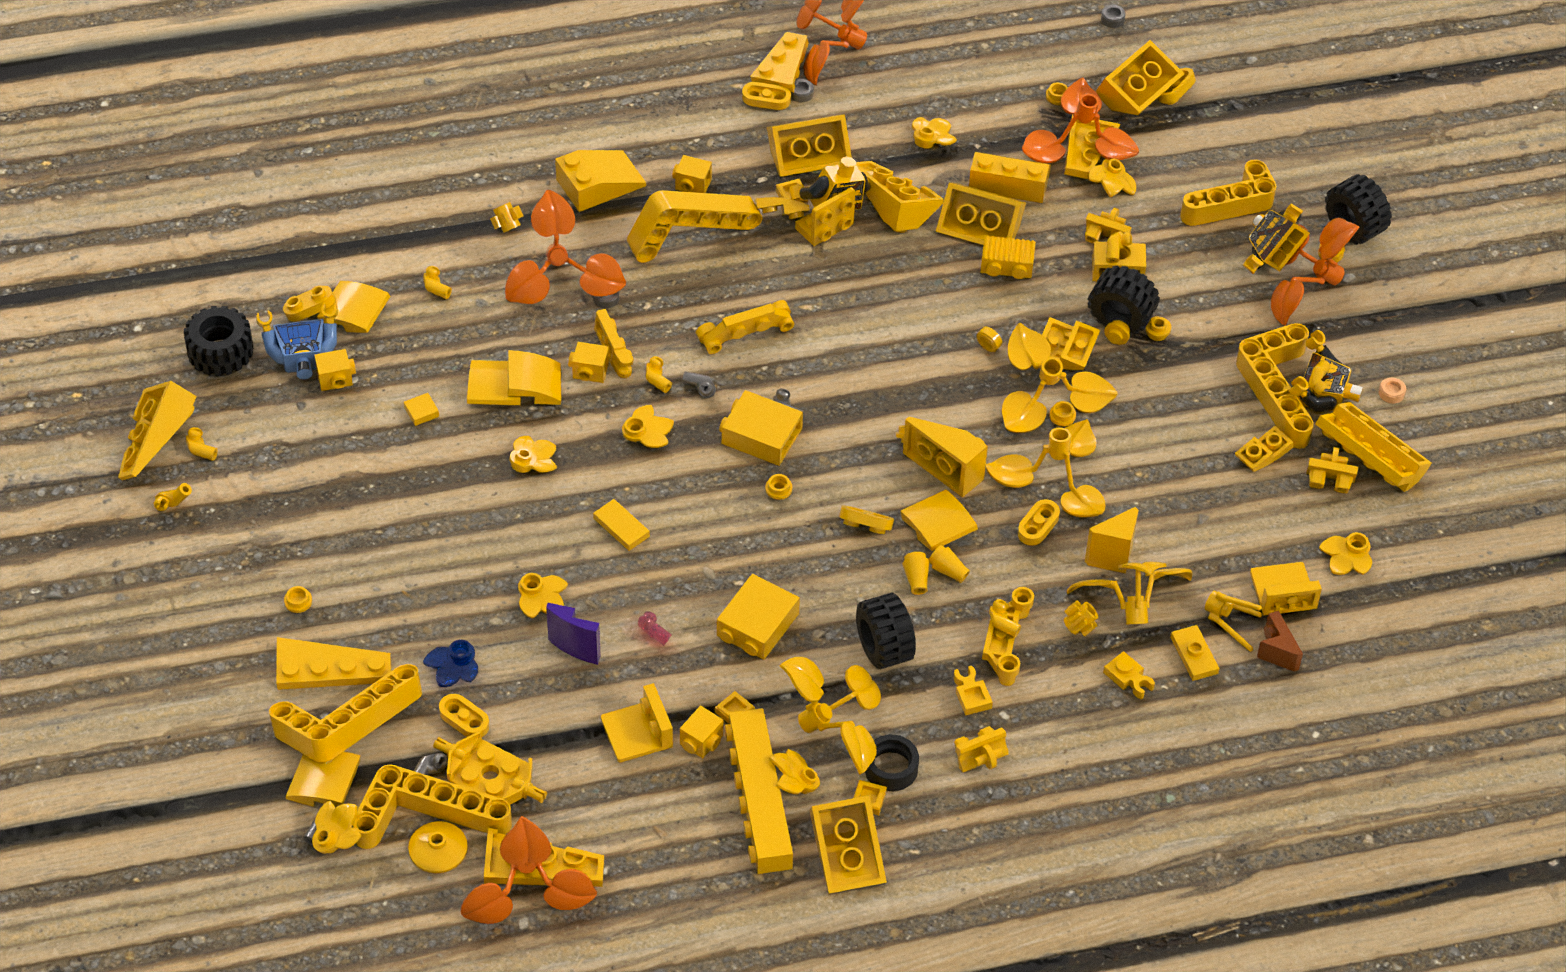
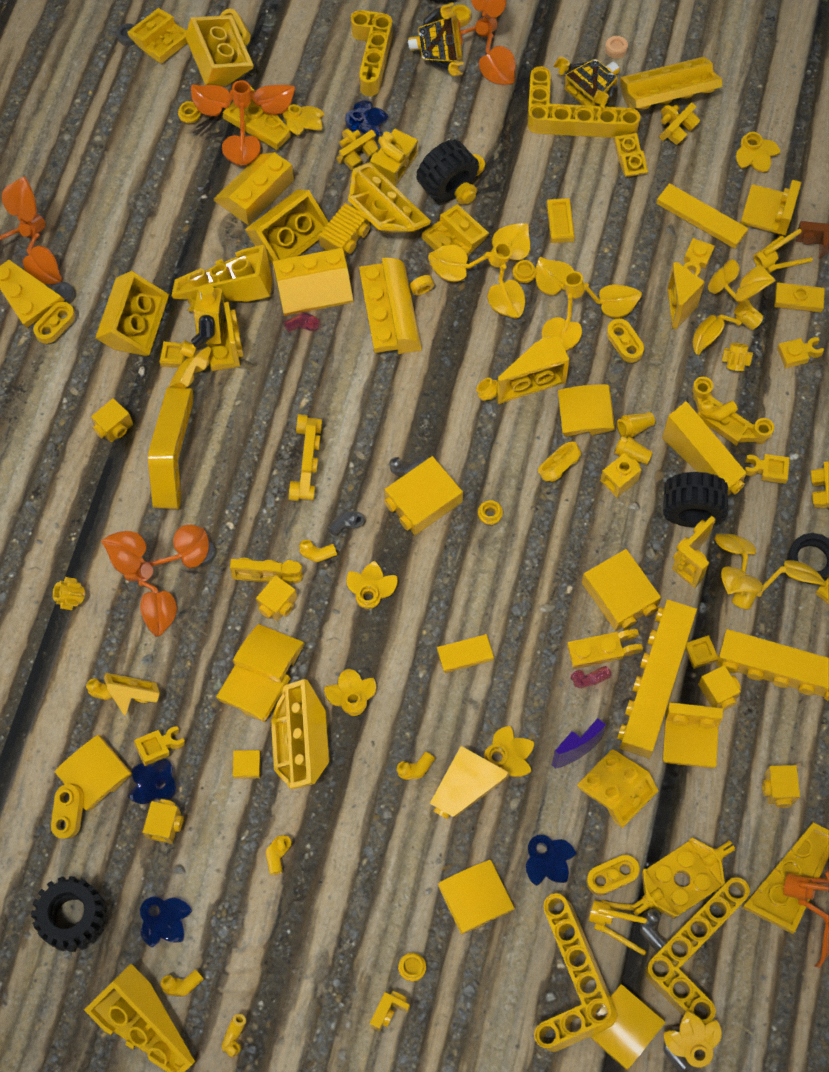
camera: 60 degrees left, 15 degrees up
(247, 412) = (167, 922): none -> clear blue plate
(247, 592) = (384, 1014): none -> yellow bracket
(299, 341) = (115, 839): torso -> none
(326, 665) = (495, 975): yellow wing -> none
(350, 461) = (275, 852): none -> yellow arm
(368, 351) = (150, 779): none -> clear blue plate
(387, 620) = (475, 896): none -> yellow slope
(401, 336) = (155, 747): none -> yellow plate
(421, 723) = (603, 913): none -> yellow plant
(437, 289) = (125, 688): none -> yellow slope
(441, 856) = (725, 966): yellow dish -> none
(469, 431) = (299, 735): none -> yellow wedge
(484, 531) = (415, 770): none -> yellow arm
(489, 565) = (466, 783): none -> yellow slope
(551, 691) = (619, 786): none -> yellow bracket
(596, 176) = (63, 498): yellow slope -> none
(628, 818) = (781, 785): none -> yellow brick
(684, 678) = (657, 680): none -> yellow brick
(690, 628) = (602, 648): none -> yellow hinge
(796, 775) = (795, 633): yellow plate -> none
(835, 648) = (689, 561): none -> yellow bracket
(883, 571) = (621, 475): none -> yellow brick
(890, 268) = (303, 321): none -> clear pink arm
(931, 132) = (172, 220): yellow plate -> none
(935, 256) = (313, 281): none -> yellow slope
(947, 325) = (390, 307): none -> yellow brick
(950, 623) = (701, 448): none -> yellow slope
(1051, 263) = (382, 202): none -> yellow wedge
(1125, 34) = (158, 35): none -> yellow slope
(1144, 422) = (560, 220): none -> yellow tile
(1153, 226) = (365, 117): none -> clear blue plate
(1184, 548) = (698, 255): none -> yellow plate
(1235, 536) = (702, 216): none -> yellow tile
(1318, 372) = (598, 80): yellow arm -> none

